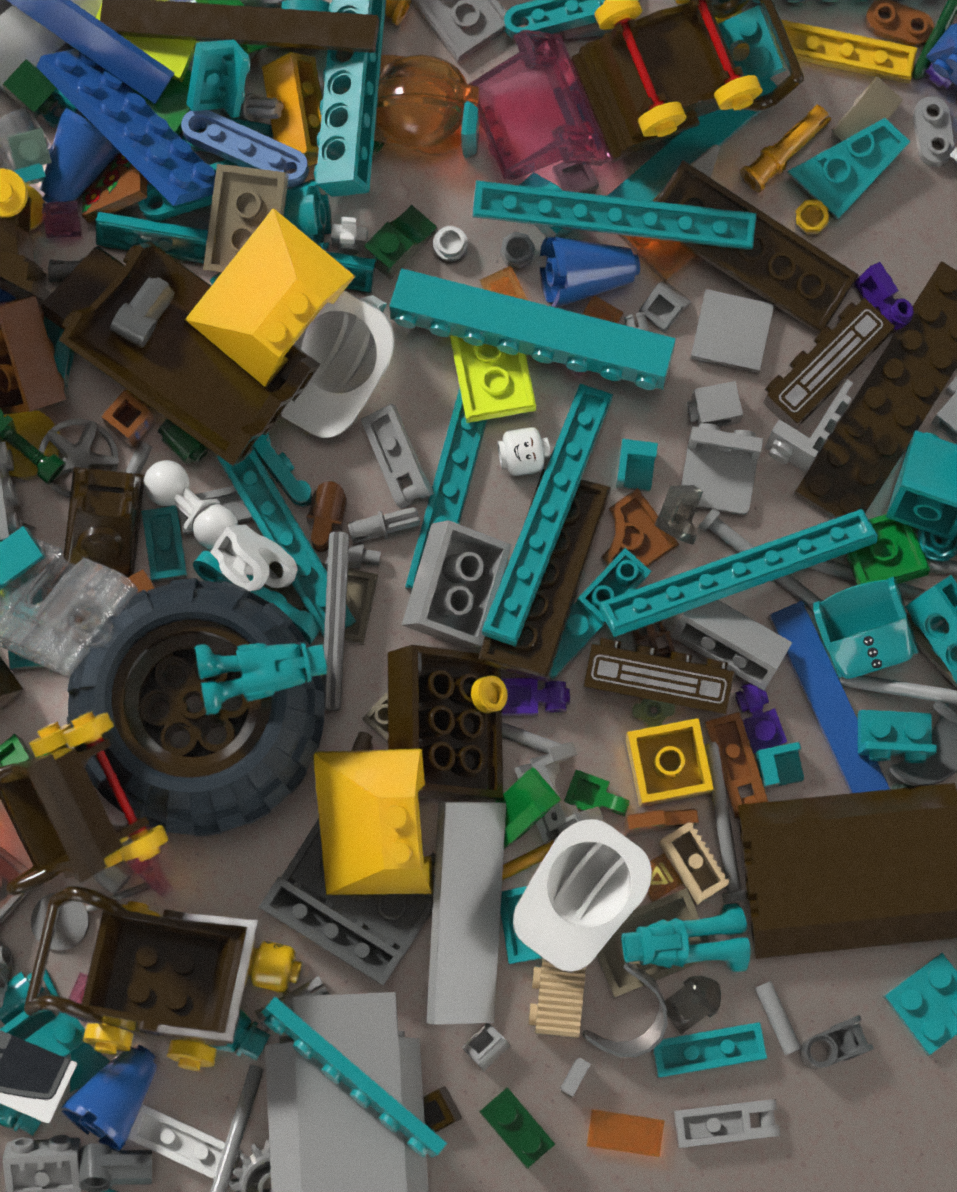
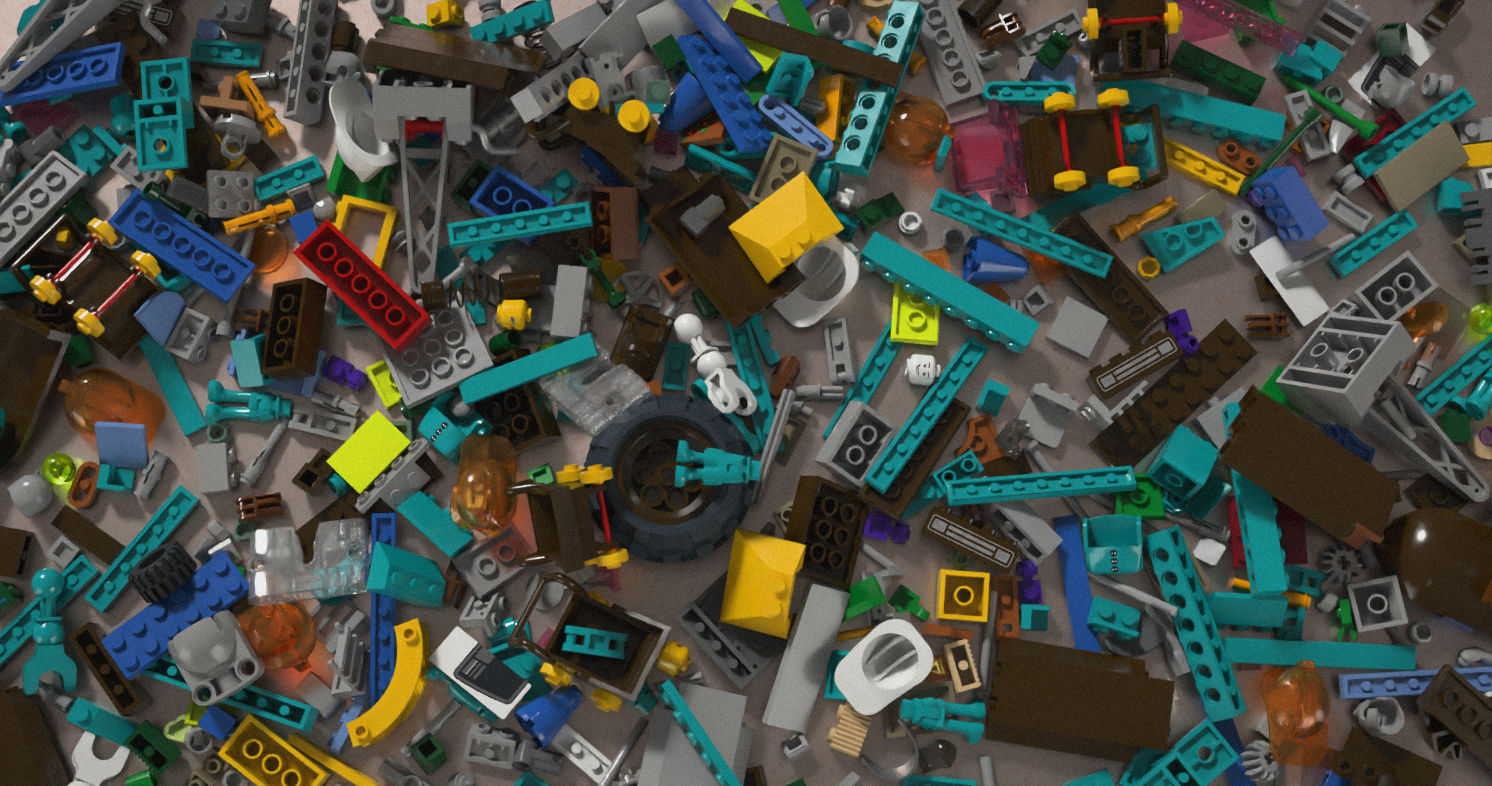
camera: 15 degrees right, 0 degrees up
(153, 973) = (595, 642): none -> teal plate
(489, 694) = (858, 520): yellow tile -> none
(685, 558) = (1008, 466): none -> dark brown slope
(716, 405) = (1054, 373): light grey brick -> none

